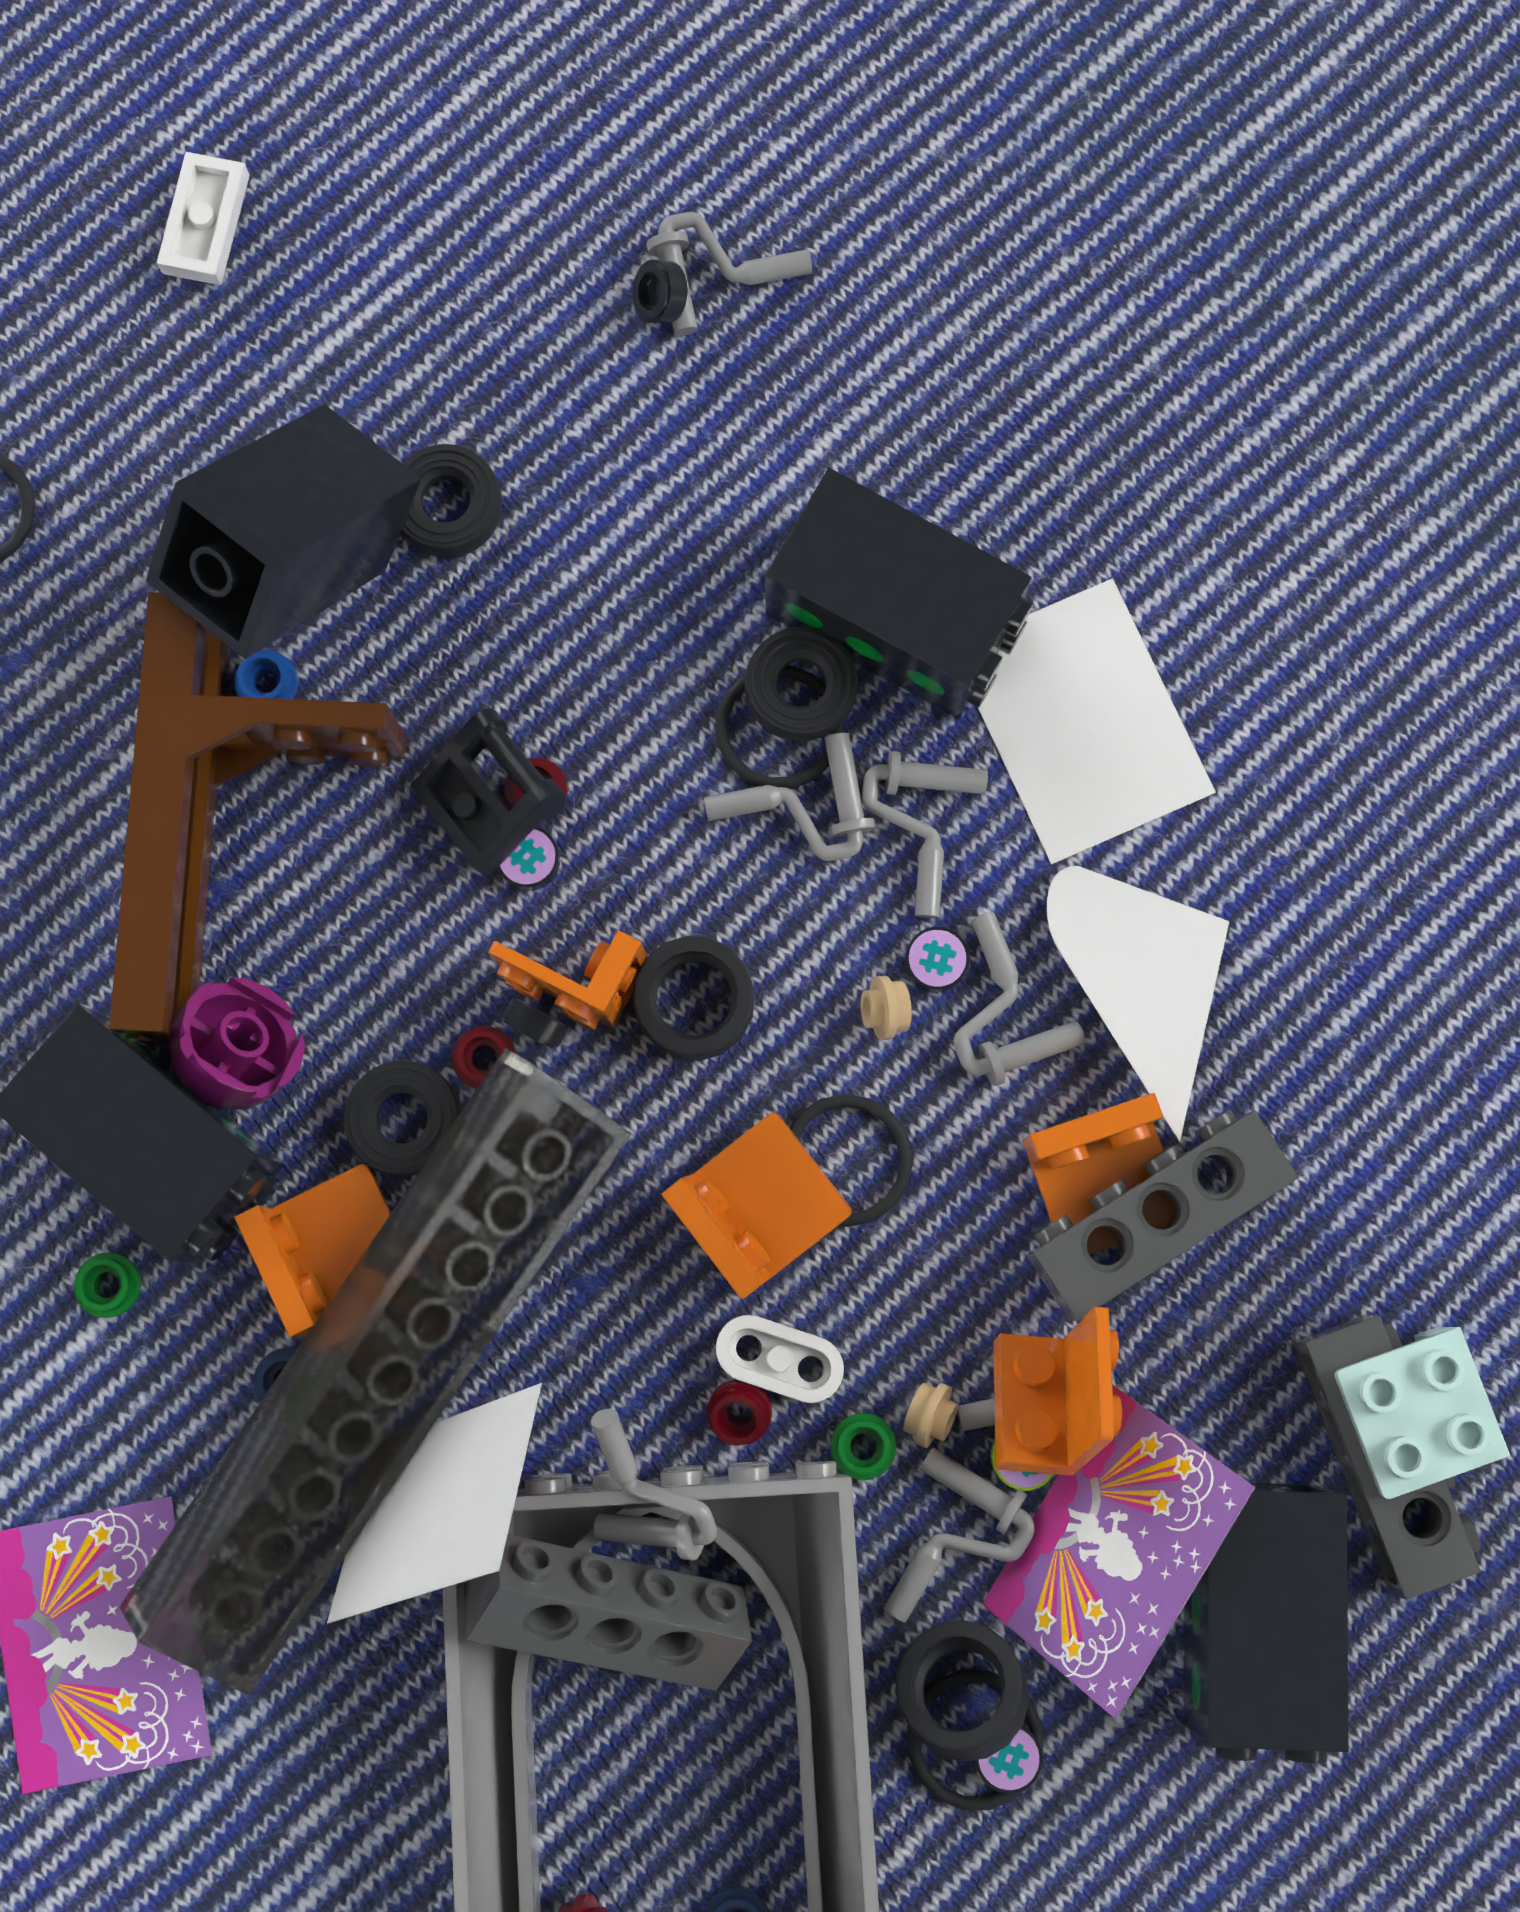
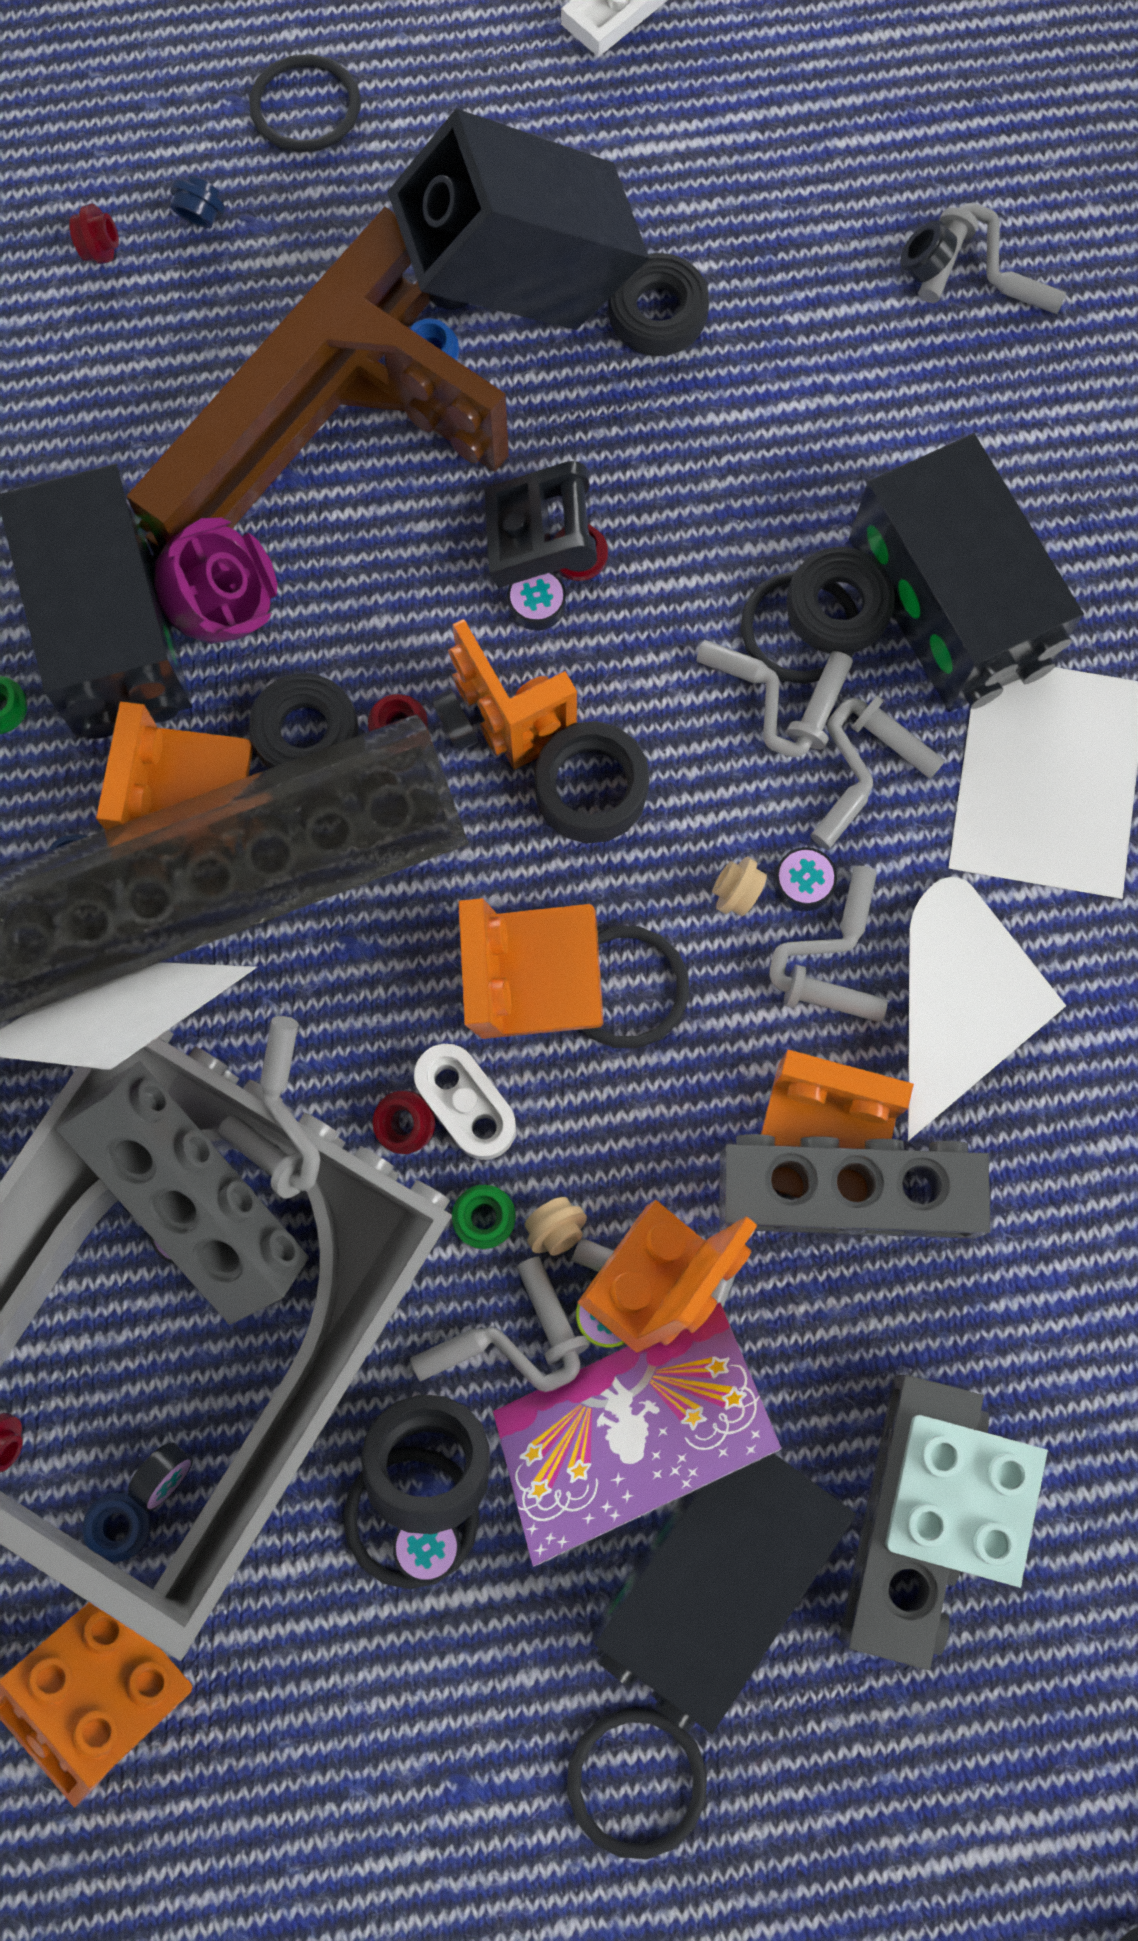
camera: 30 degrees right, 5 degrees down
(744, 1856) = (159, 1476): none -> black tile
(1271, 1875) = (574, 1794): none -> black piece

